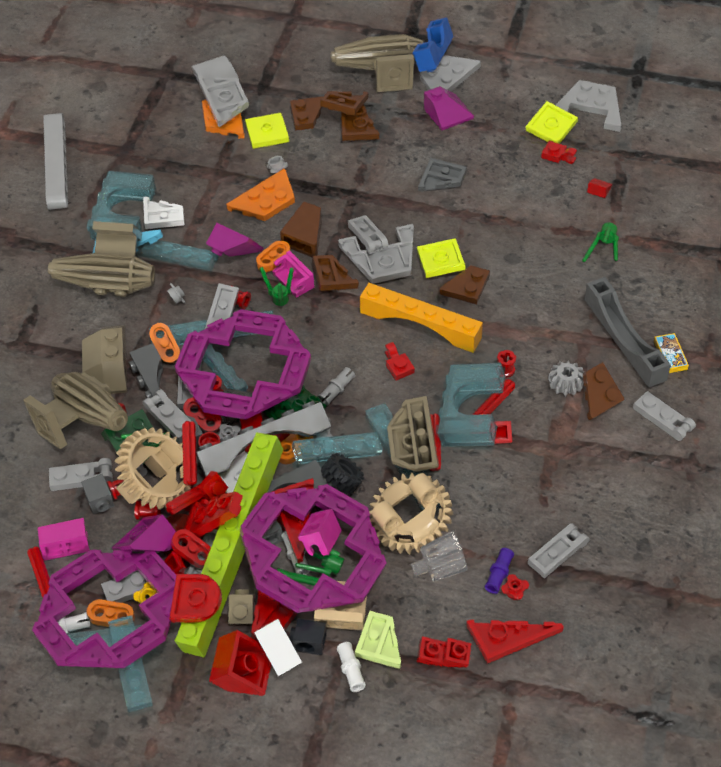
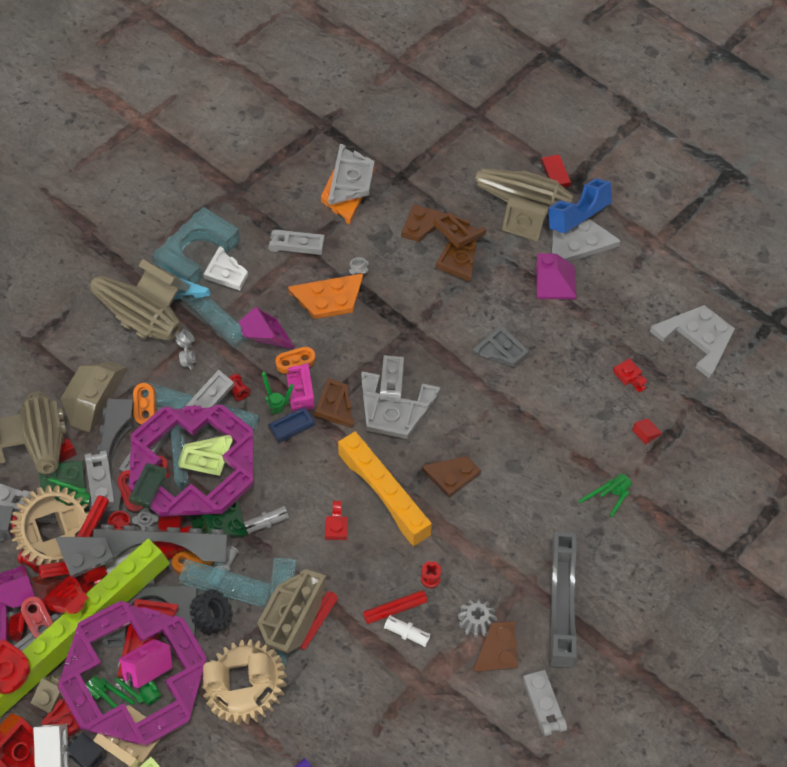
camera: 25 degrees right, 5 degrees up
(55, 161) = (168, 174): light grey beam -> none
(162, 280) = (184, 338): none -> light grey plate
(201, 474) = (84, 553): none -> dark grey wing
(208, 168) = (296, 242): none -> light grey plate
(215, 68) = (366, 142): light grey slope -> none
(220, 397) = (148, 485): none -> clear green tile
(252, 355) = (205, 455): none -> yellowish green wing
(267, 130) = (373, 226): neon yellow plate -> none
(304, 230) = (339, 346): reddish brown slope -> none
(304, 307) = (291, 425): none -> dark blue tile
(386, 28) = (555, 170): none -> red tile
(441, 258) = (444, 435): neon yellow plate -> none
(441, 558) = (242, 740): clear torso -> none
(462, 383) = (376, 575): clear light blue arch -> none
(503, 432) = (382, 640): red slope -> none
(516, 414) = (407, 631): none -> white pin
(551, 123) = (644, 340): neon yellow plate -> none
(672, 351) = (596, 641): tile -> none

